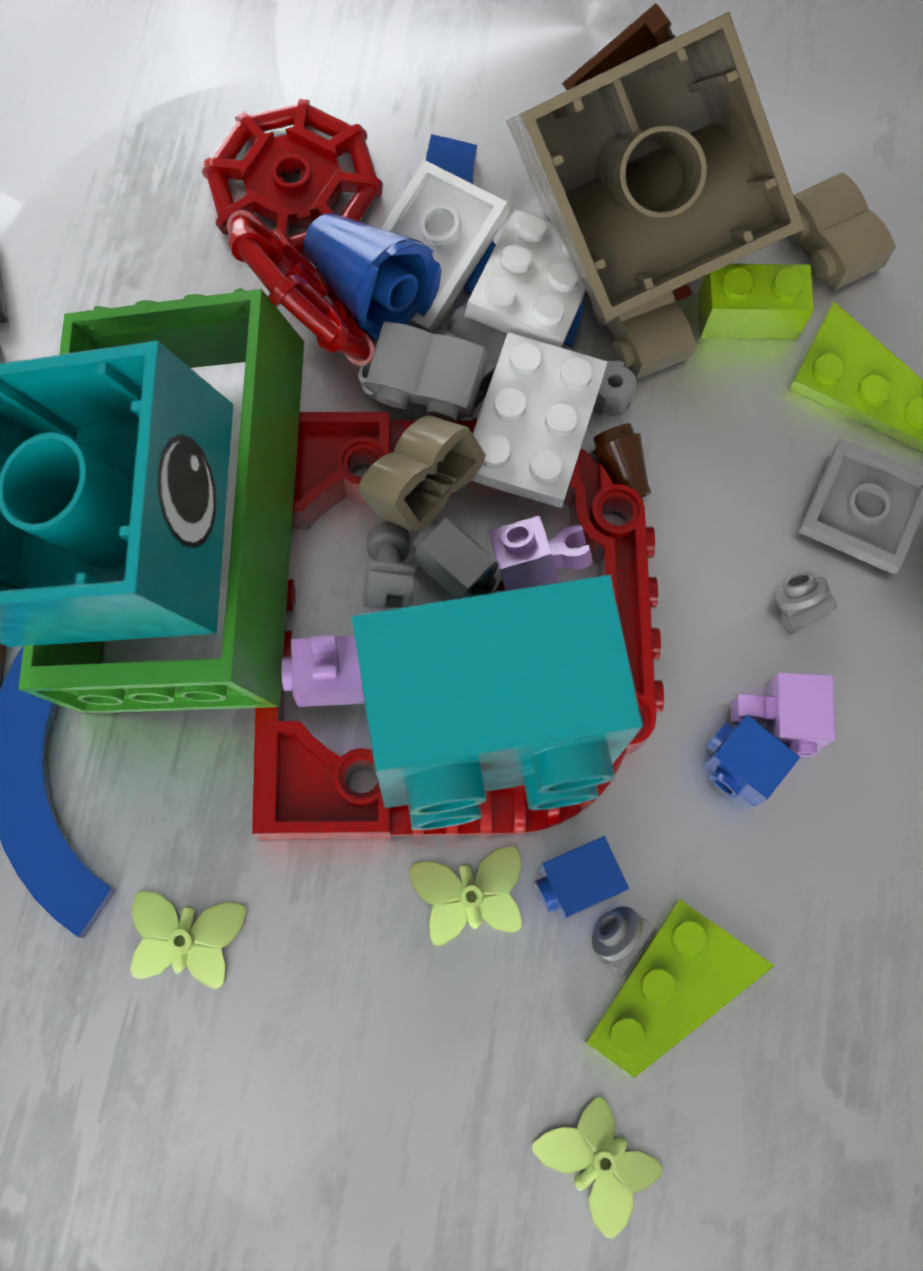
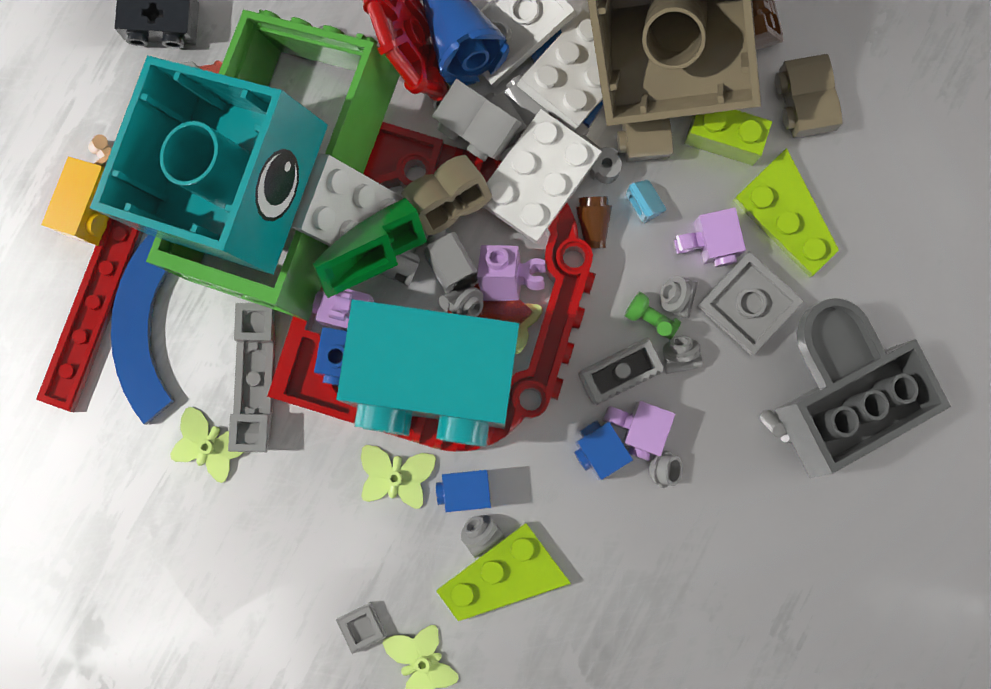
camera: 25 degrees right, 10 degrees up
(222, 819) = (253, 377): none -> light grey slope
(292, 527) = (338, 200): none -> white plate
(340, 738) = (330, 355): none -> blue brick
(342, 565) = (370, 247): none -> green slope
(494, 1138) = (361, 628): none -> light grey tile
(677, 420) = (645, 200): none -> medium azure slope
(725, 556) = (640, 308): none -> bright green piece
(736, 643) = (621, 371): none -> light grey brick
(768, 526) = (678, 296): none -> light grey plate
(790, 434) = (716, 236): none -> lavender brick
(844, 760) = (666, 469): none -> light grey plate

